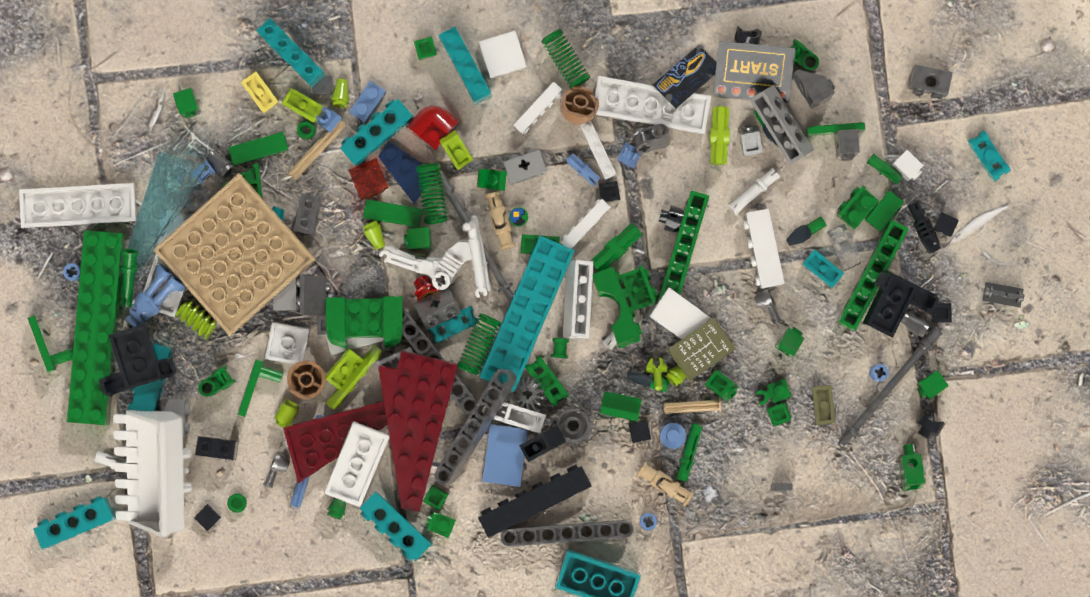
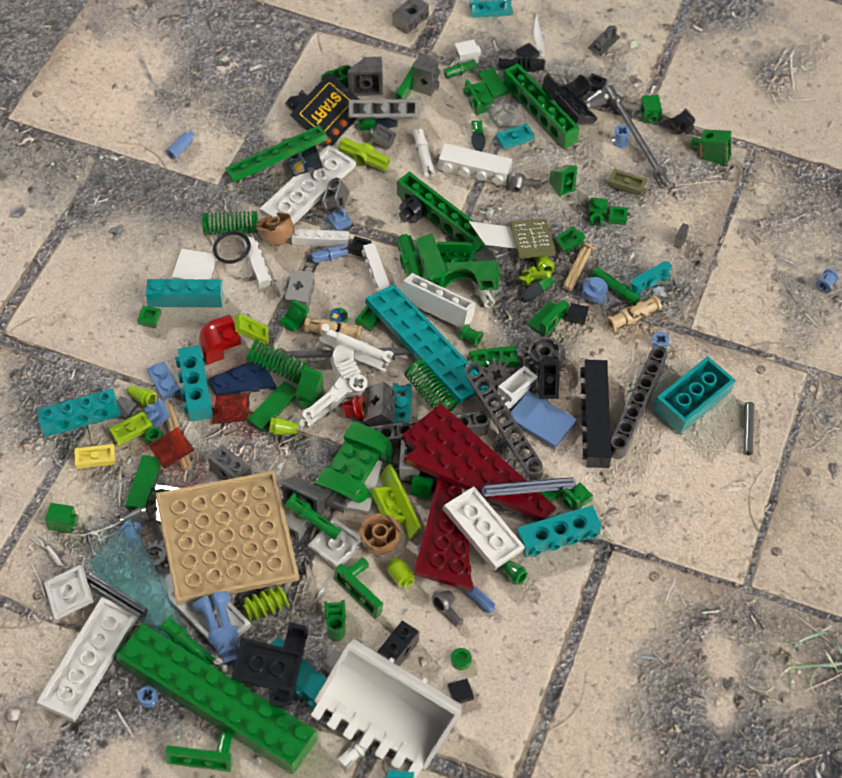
camera: 70 degrees left, 30 degrees down
(125, 152) = (68, 592): none -> white tile
(140, 193) = (116, 596): none -> black axle
(290, 307) = (305, 511): none -> green pin
(298, 153) = (171, 447): none -> clear red piece
(375, 388) = (421, 487): none -> green plate
(417, 481) = (527, 486): none -> axle
(543, 93) = (235, 260): none -> black tyre
(620, 269) = (431, 256): none -> green tile
(671, 53) = (276, 153): none -> green plate
(714, 481) = (651, 277): none -> teal plate

